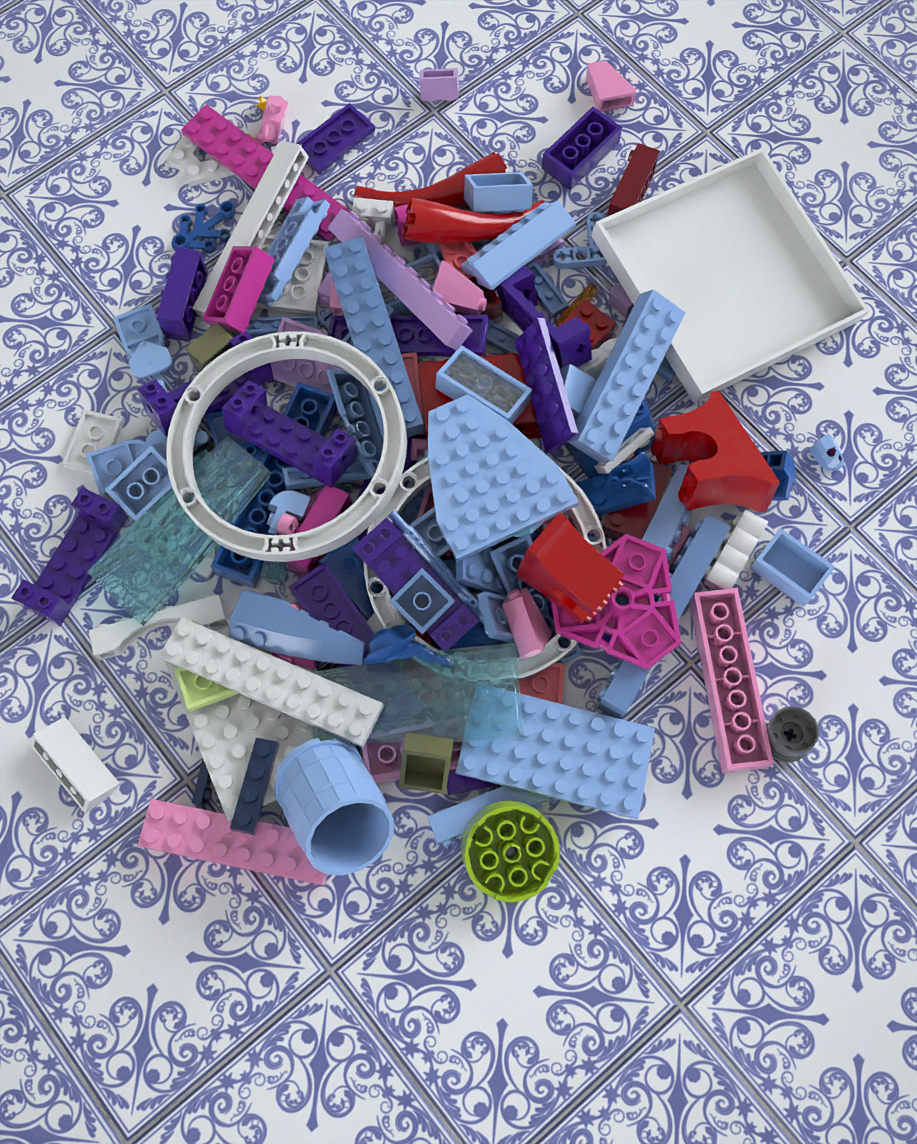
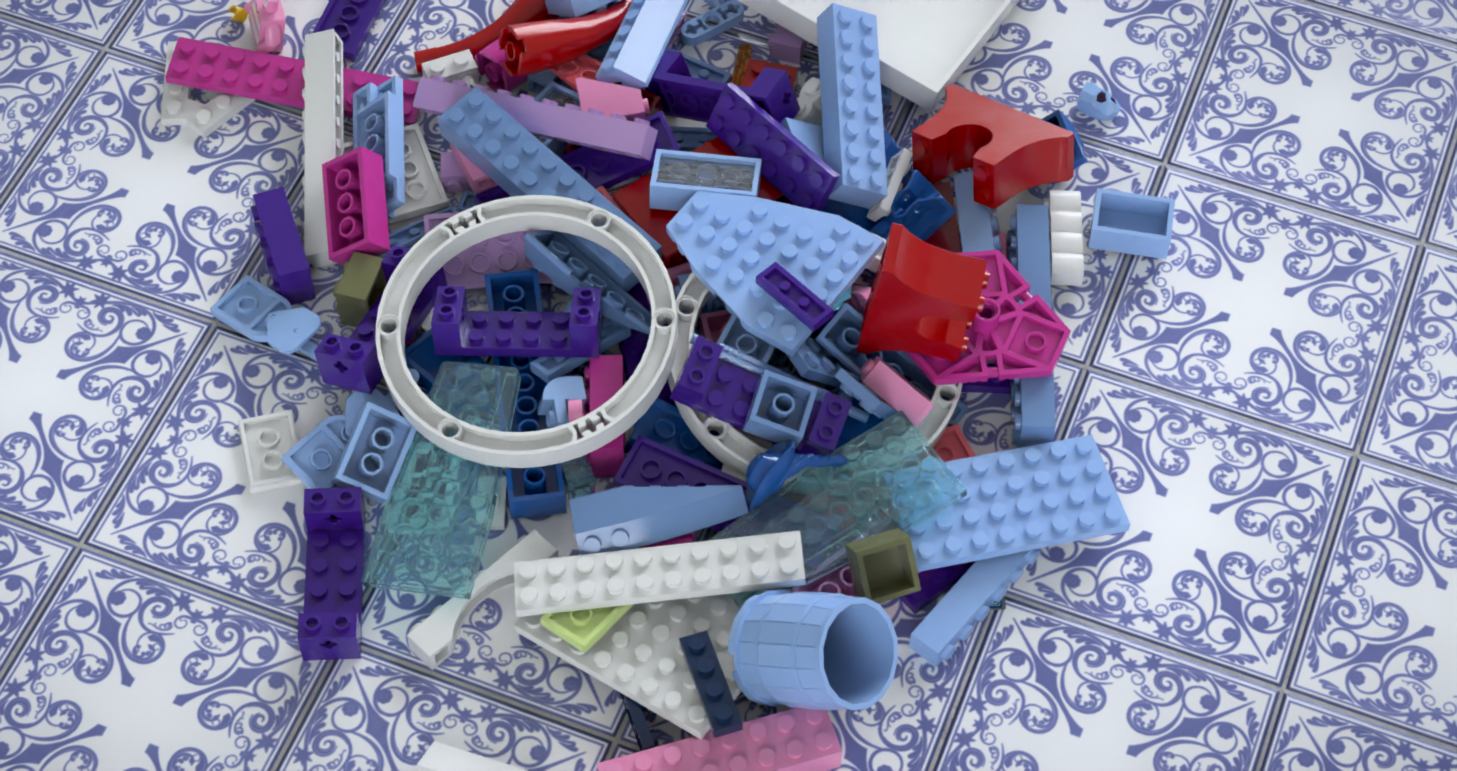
camera: 30 degrees left, 15 degrees down
(203, 229) = (271, 143): blue plant -> none
(480, 518) = (794, 296): none -> dark purple plate
(528, 868) = (1013, 646): lime brick -> none
(730, 681) = (1139, 359): bright pink brick -> none
(801, 730) = (1230, 378): dark grey wheel -> none

